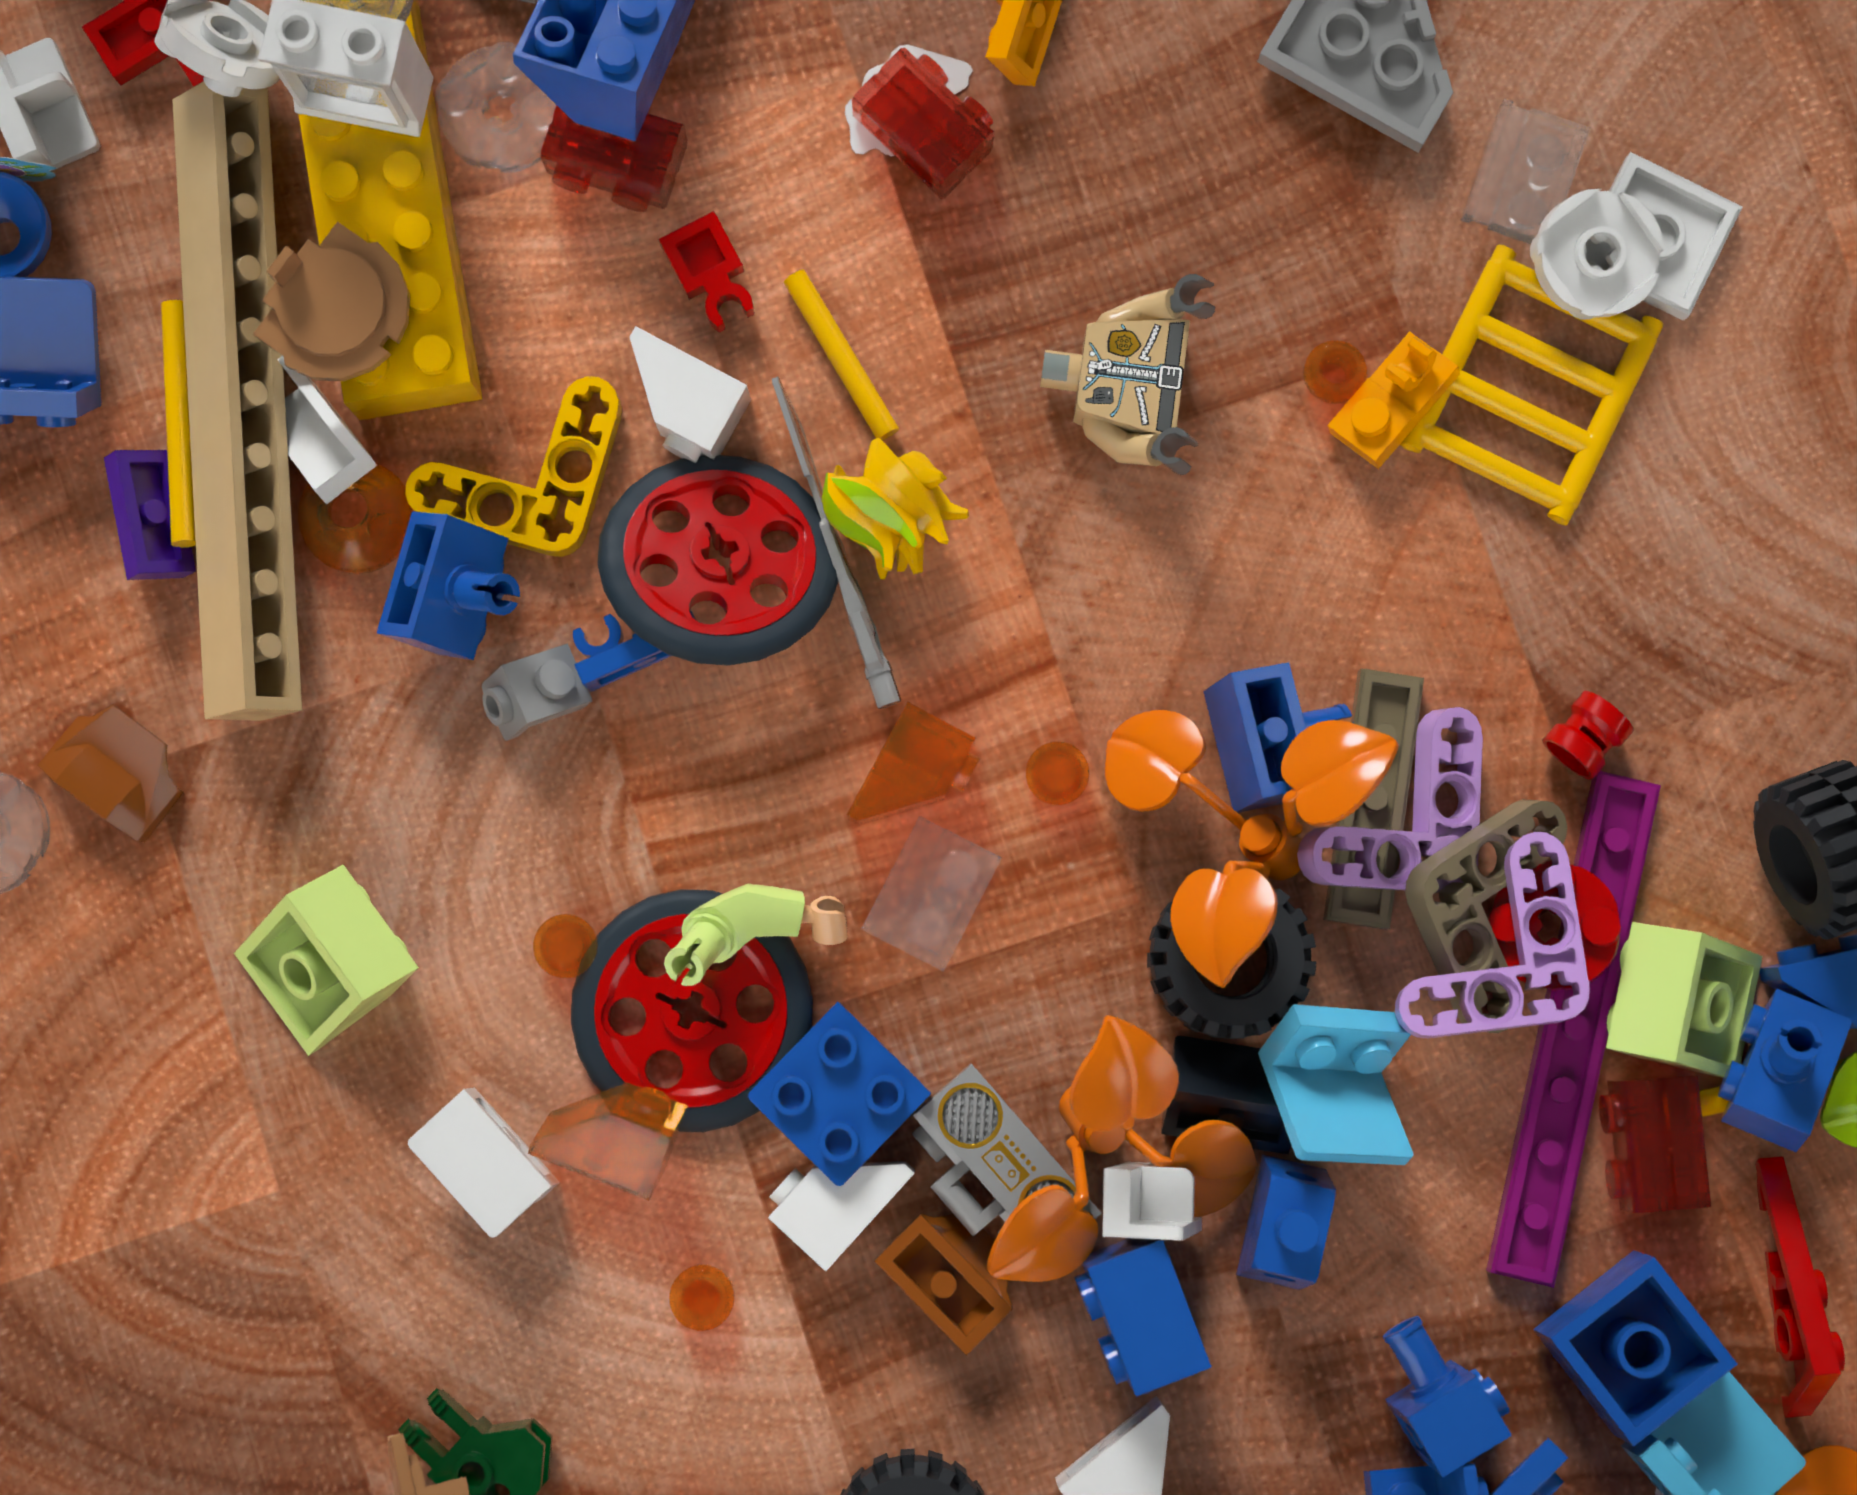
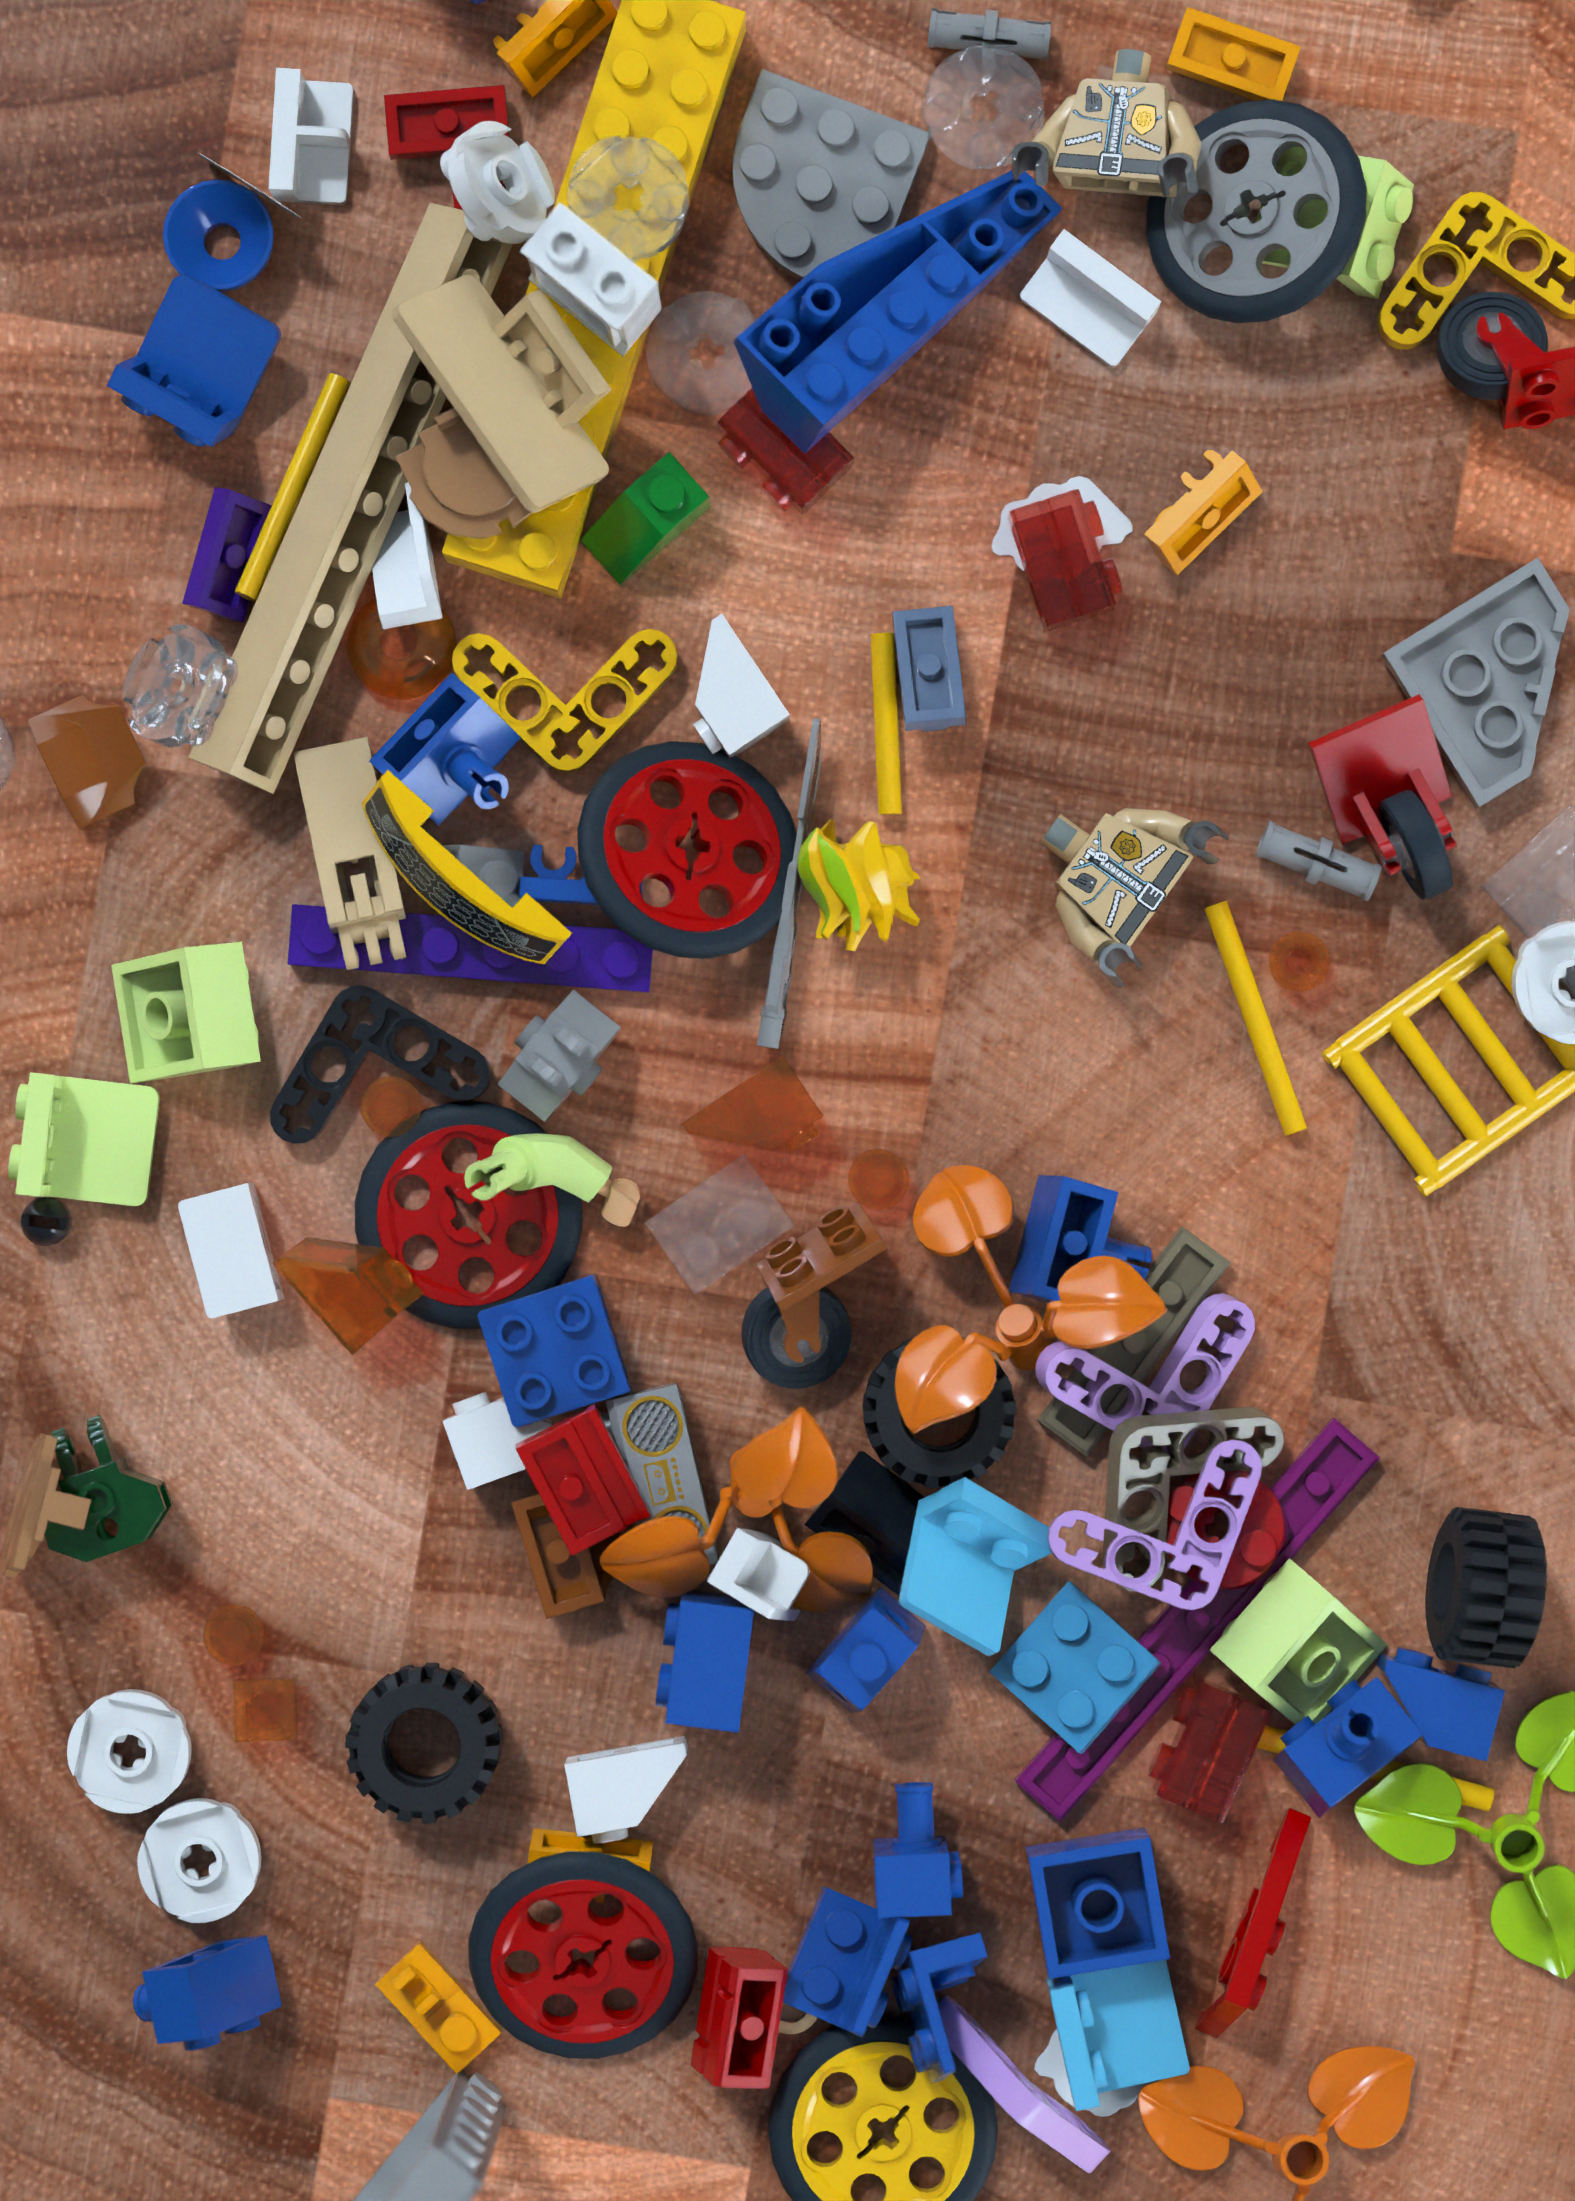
camera: 30 degrees right, 5 degrees up
(181, 635) = (190, 713): none -> clear plate
(288, 1131) = (84, 1139): none -> yellowish green bracket
(296, 1243) = (51, 1208): none -> black hinge
(327, 201) = (514, 384): none -> tan bracket
(386, 703) = (332, 787): none -> tan hinge
(511, 705) = (449, 886): none -> slope
(522, 280) = (646, 518): none -> green slope
(523, 889) = (379, 1039): none -> black beam
(562, 761) = (440, 949): none -> dark purple plate
(698, 813) = (559, 1055): none -> light grey hinge
(702, 1297) = (353, 1456): clear orange plate -> none
(706, 263) = (811, 582): red plate -> none
(854, 281) = (929, 668): none -> sand blue plate
(931, 1202) = (582, 1480): none -> red plate
(1054, 949) = (797, 1326): none -> plate
(1303, 271) = (1357, 876): none -> light grey pin
(1323, 444) = (1255, 1018): none -> yellow bar
(1335, 173) = (1392, 776): none -> red plate
(1393, 400) = (1335, 1013): light orange plate -> none
(1488, 1132) = (1075, 1667): none -> dark azure plate
(1588, 735) = (1353, 1378): red wheel -> none

